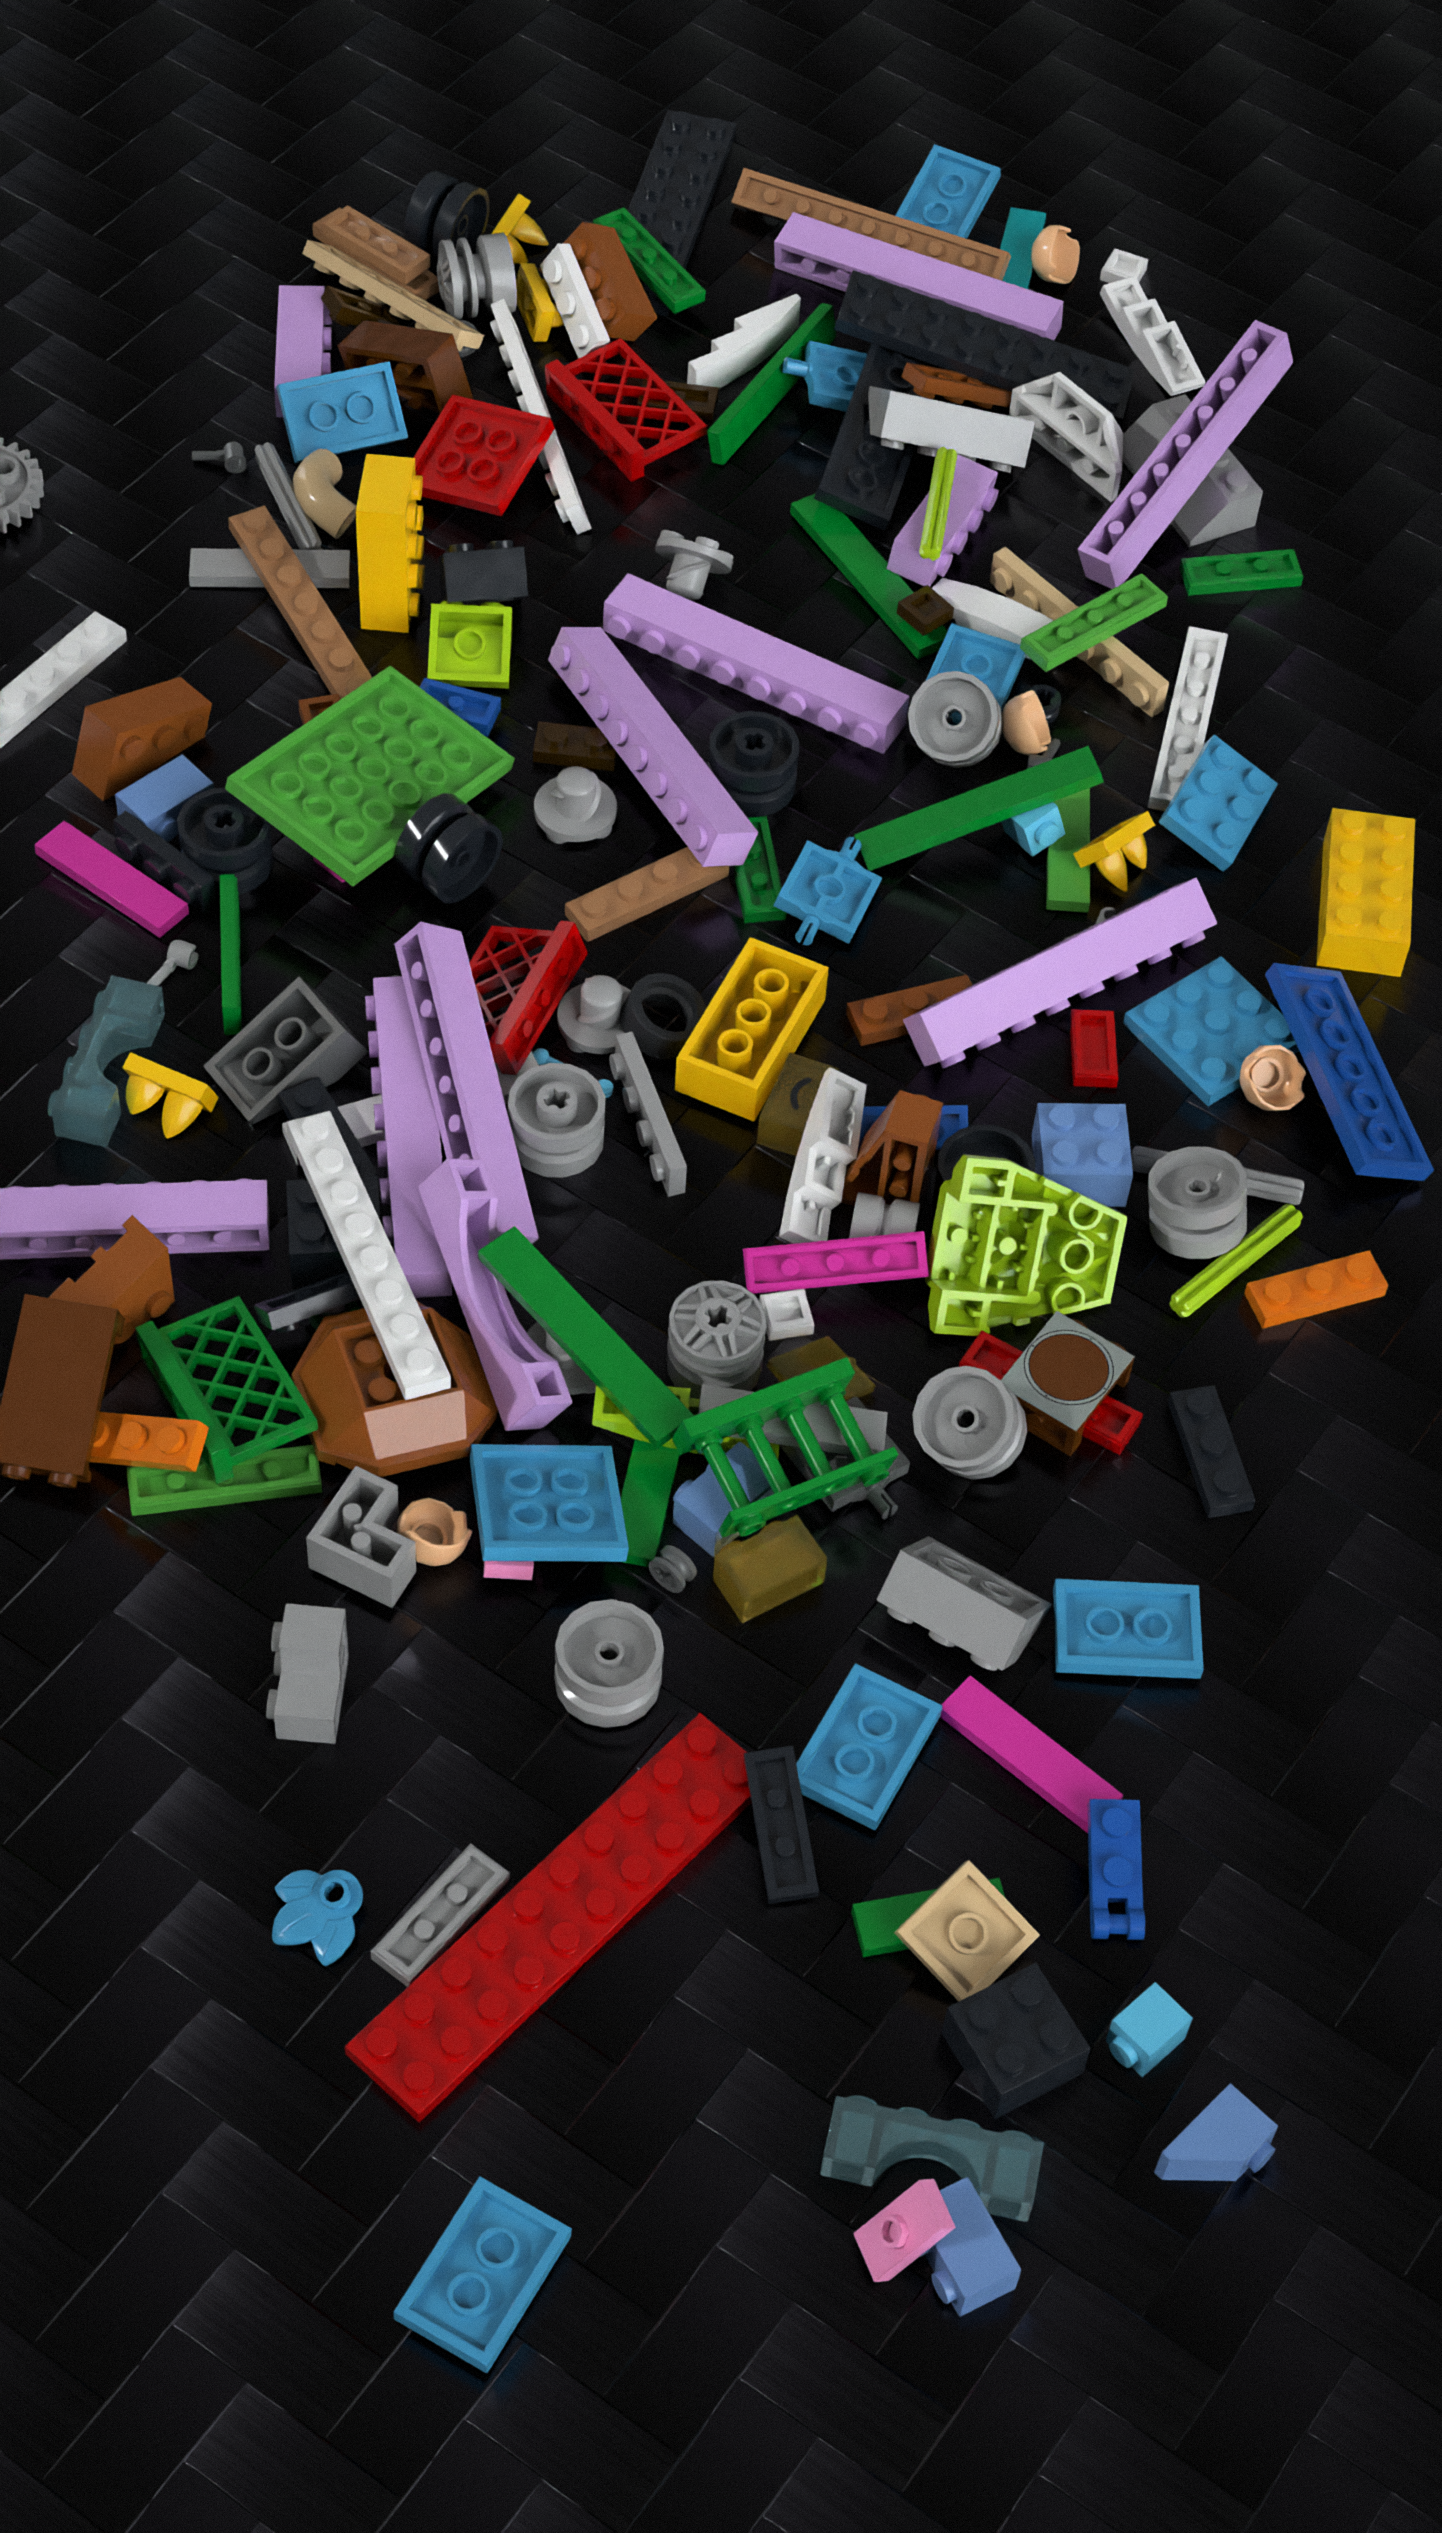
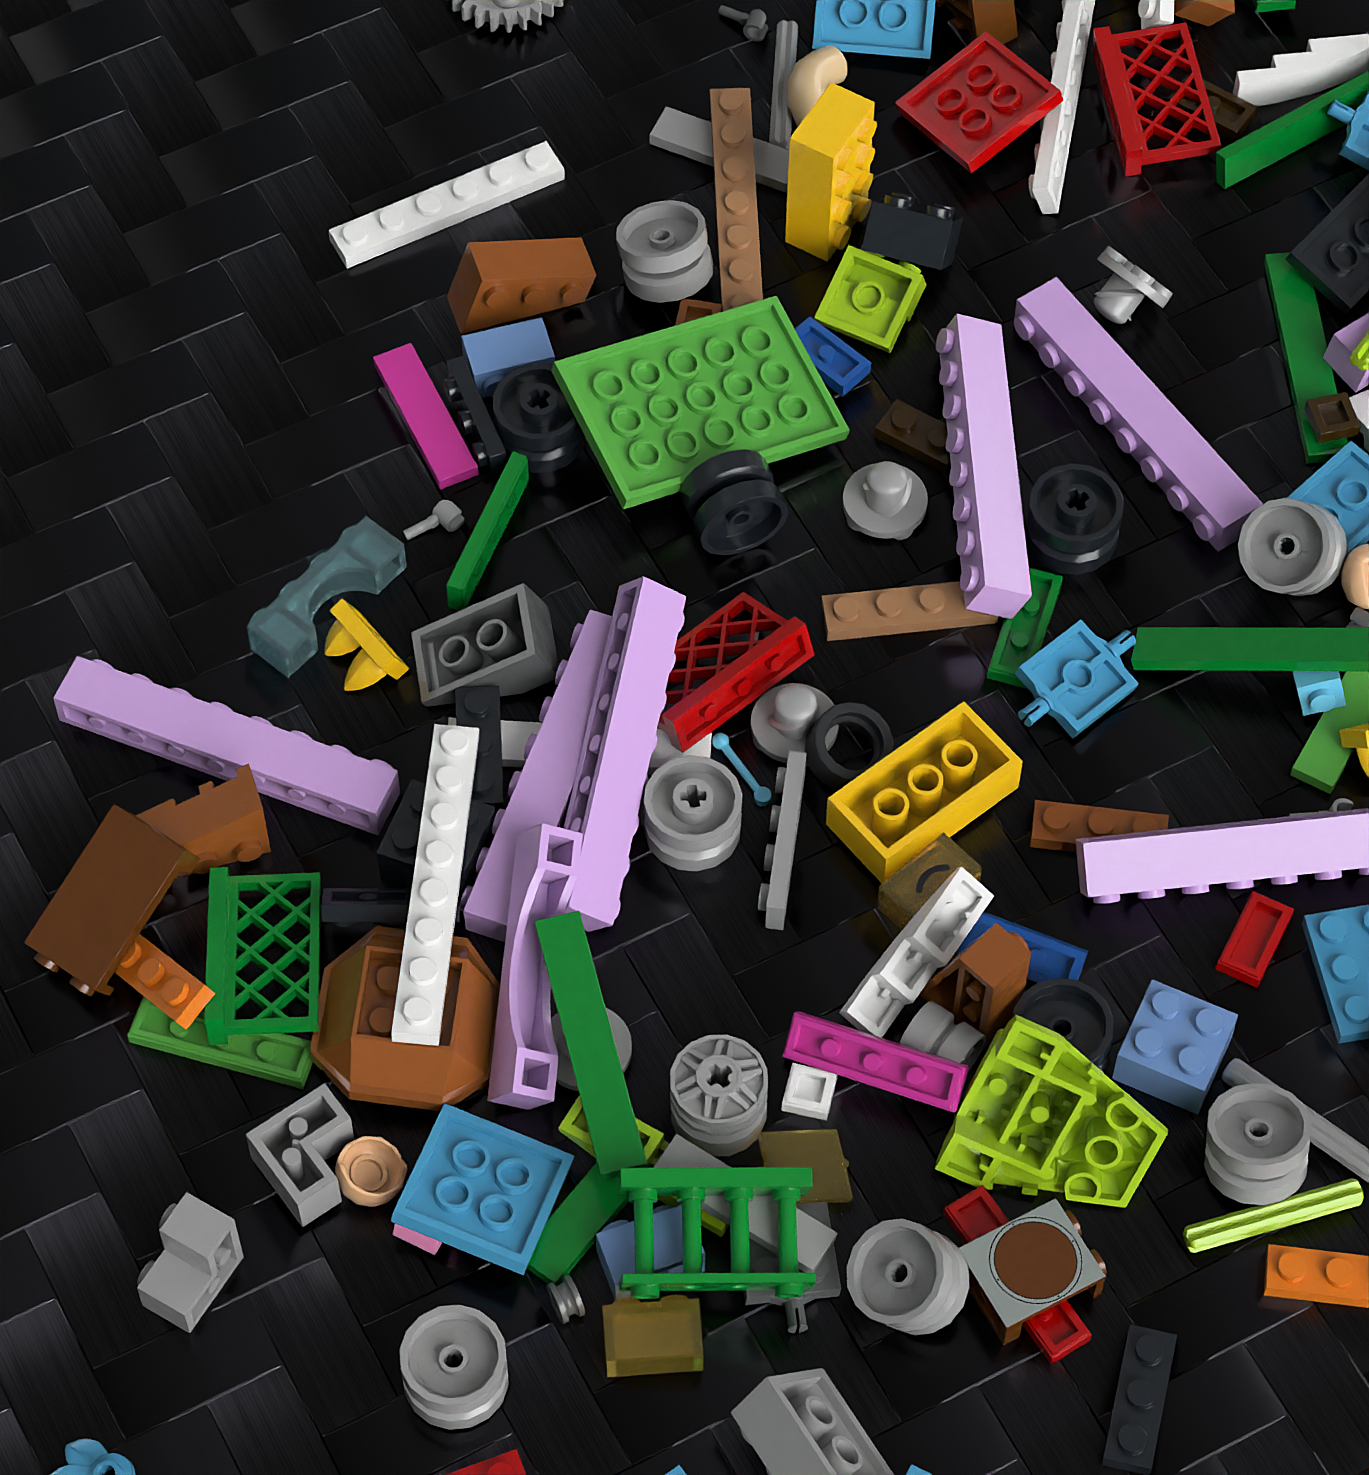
camera: 30 degrees right, 5 degrees up
(264, 663) = (664, 251): none -> light grey wheel

